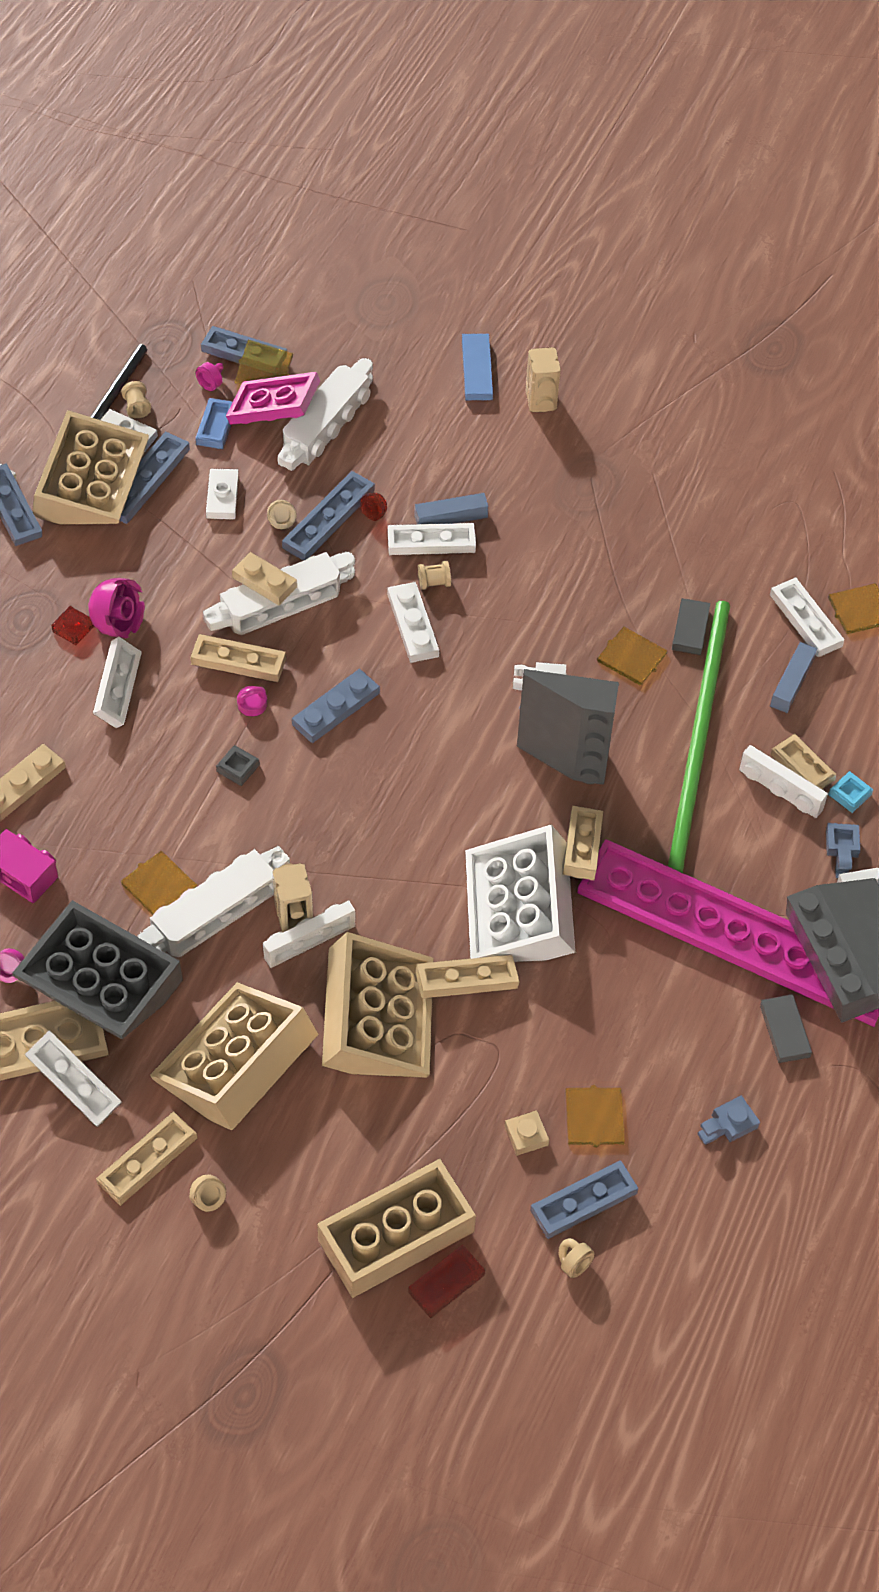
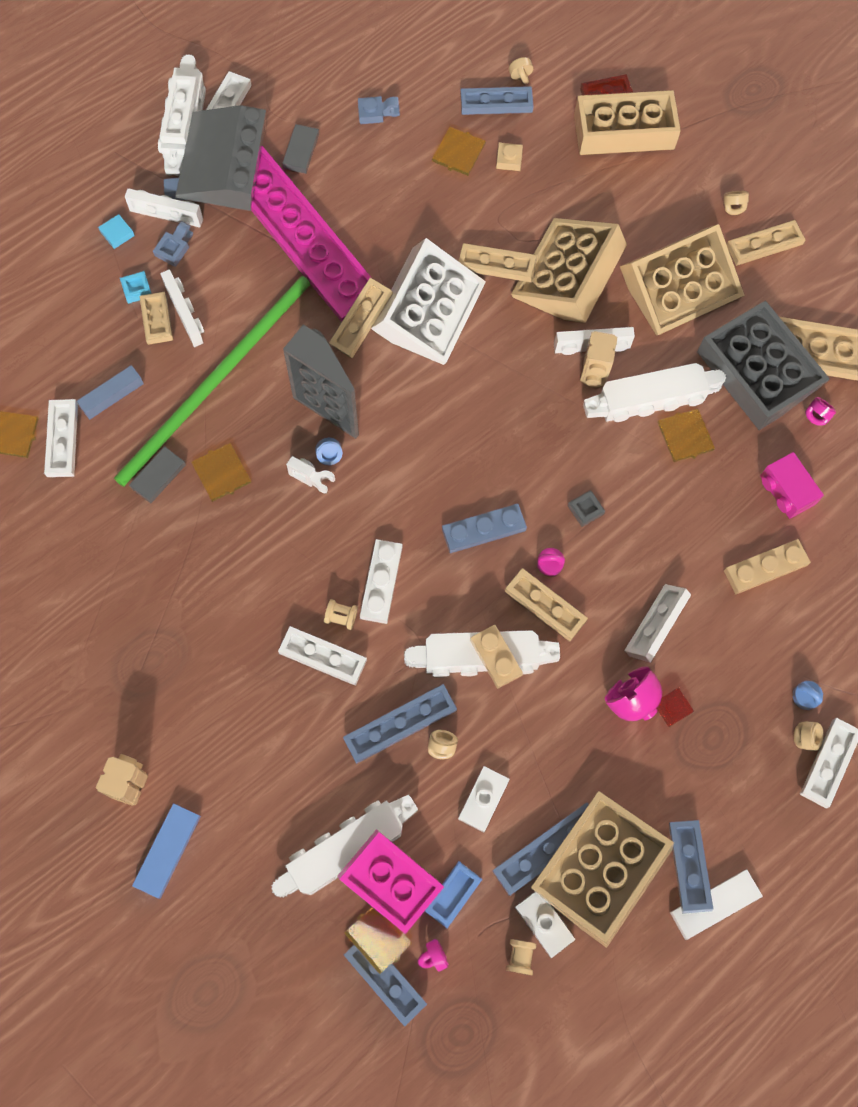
camera: 155 degrees left, 15 degrees up
(73, 1078) = (803, 301): white plate -> none
(119, 382) = (528, 995): black piece -> none
(373, 506) = (355, 714): clear red plate -> none
(452, 510) = (287, 681): sand blue piece -> none

